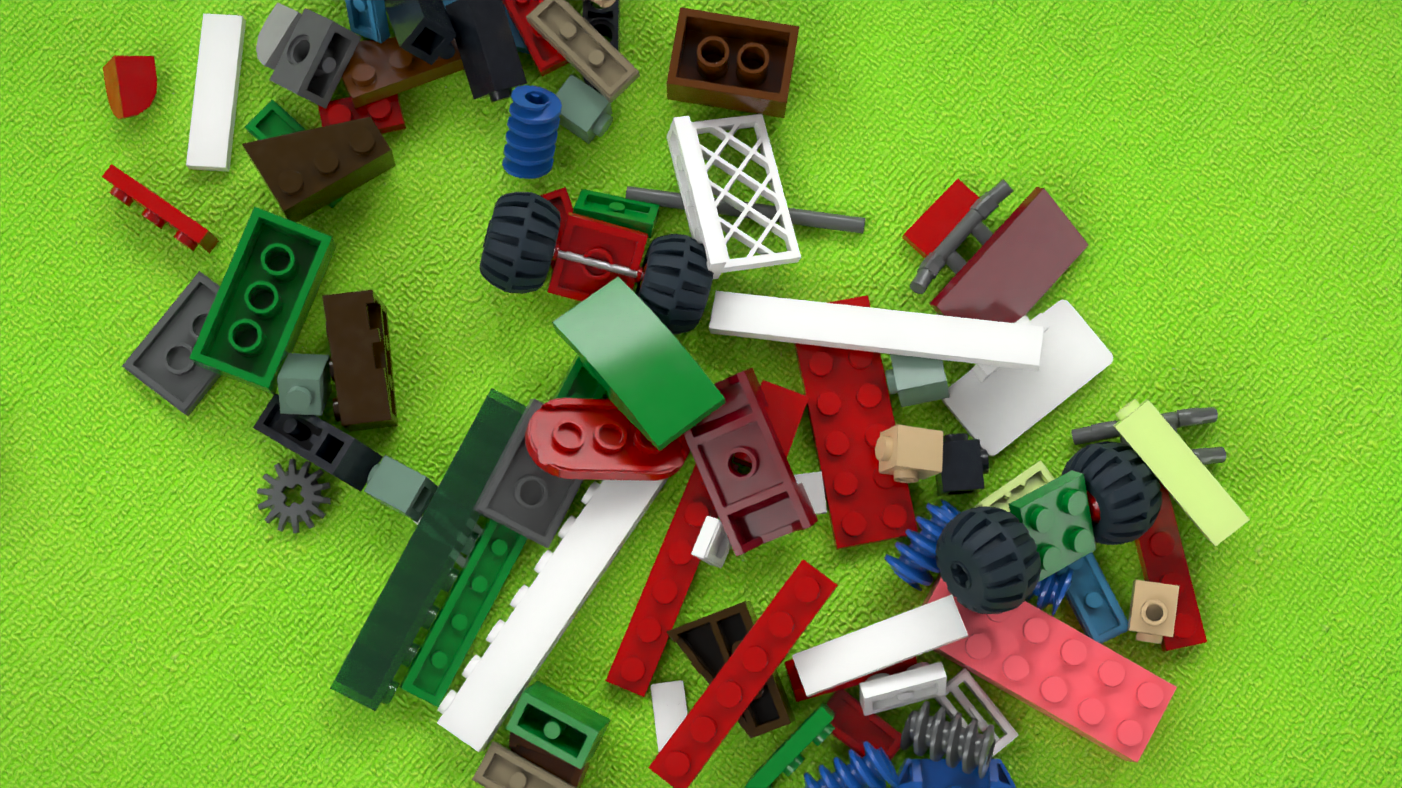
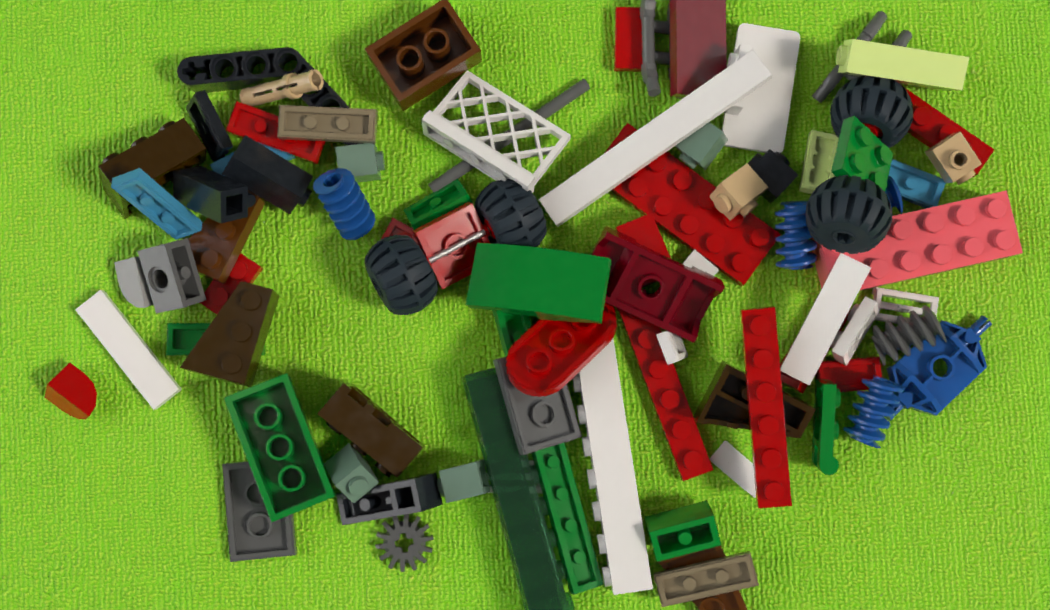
camera: 45 degrees left, 5 degrees up
(158, 210) = (163, 451): red plate -> none

